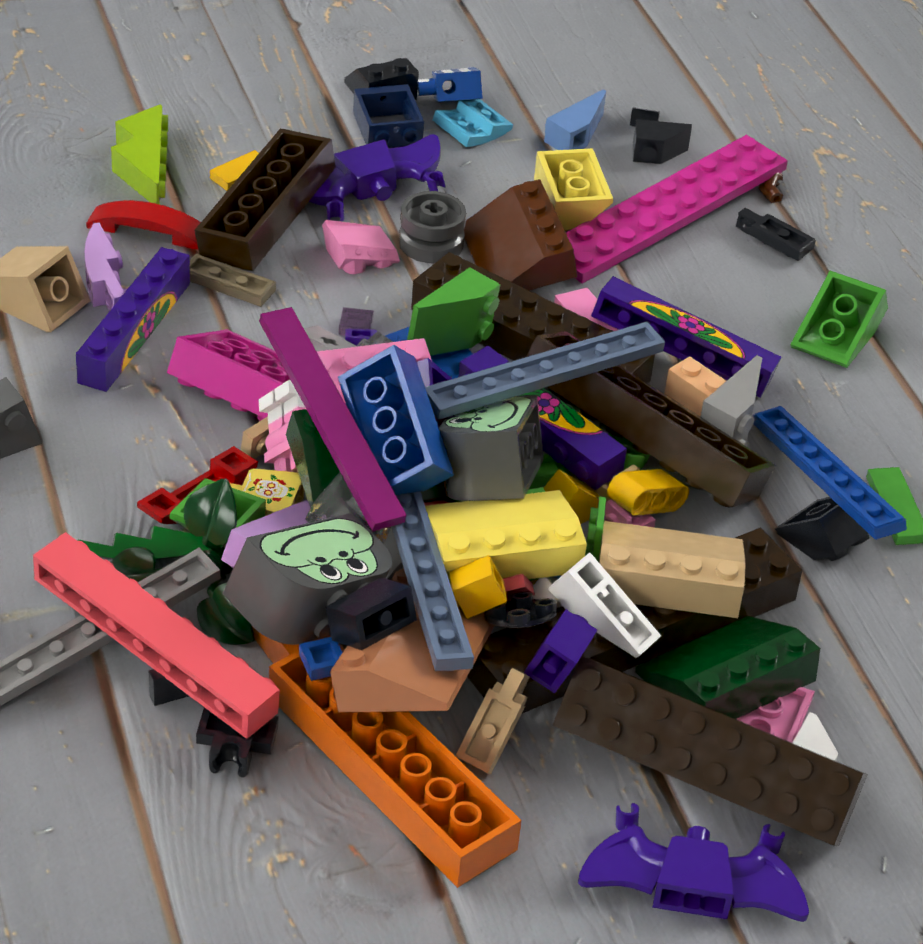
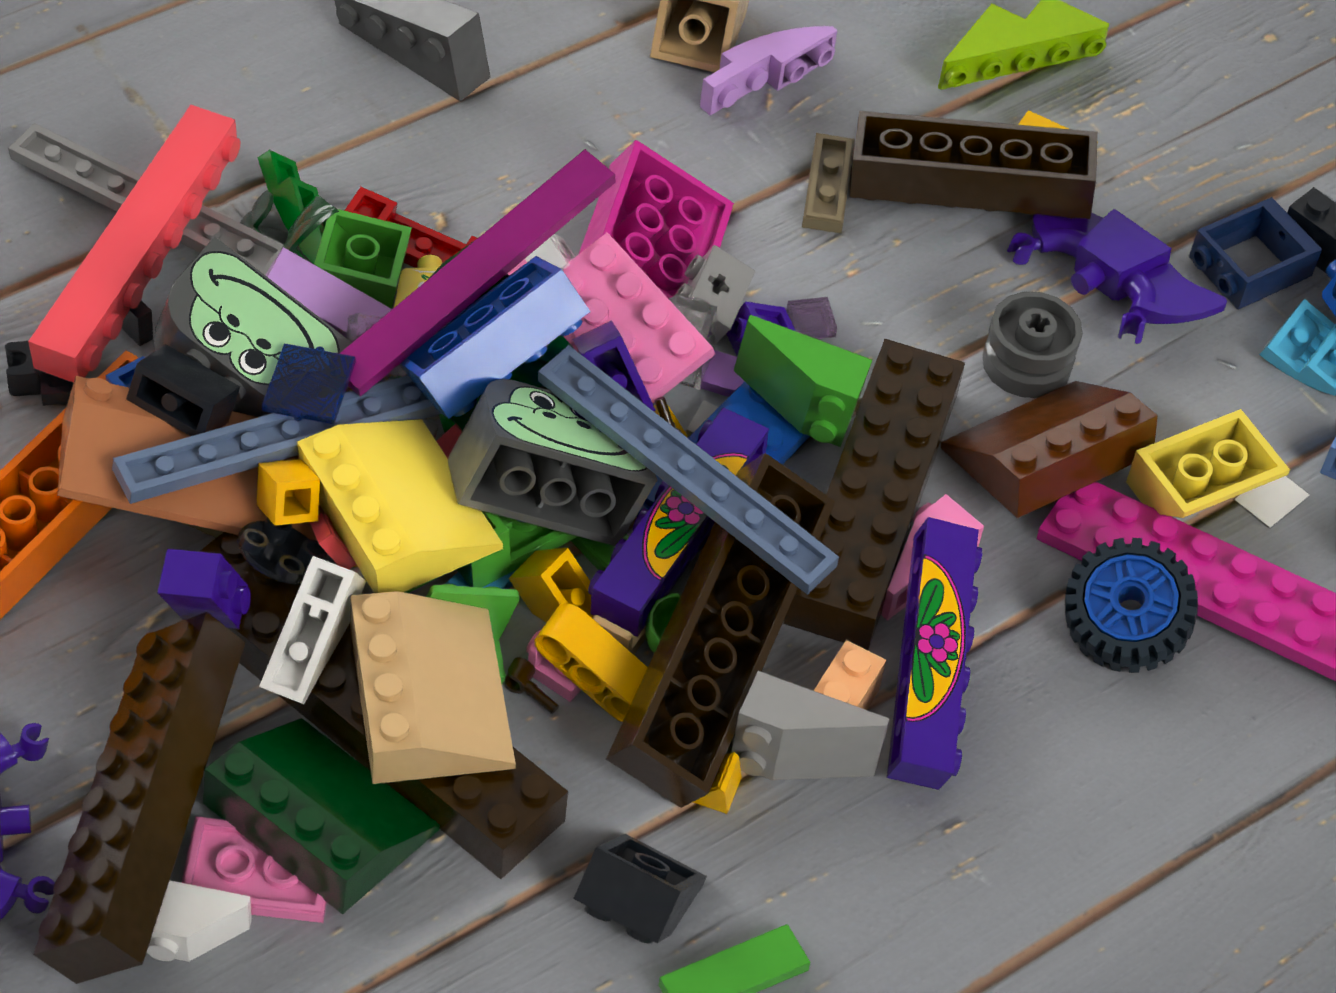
camera: 70 degrees right, 10 degrees up
(132, 319) = (693, 111): dark purple brick -> none
(147, 217) = (890, 72): red slope -> none
(358, 246) = (961, 284): bright pink slope -> none
(393, 538) = (309, 383): none -> clear blue piece
(494, 722) = (119, 579): tan hinge -> none
(666, 249) = (1125, 635): none -> wheel
(775, 233) = (1269, 743): black hinge -> none
(830, 473) = (708, 852): blue tile -> none
(841, 319) = (1099, 847): bright green slope -> none

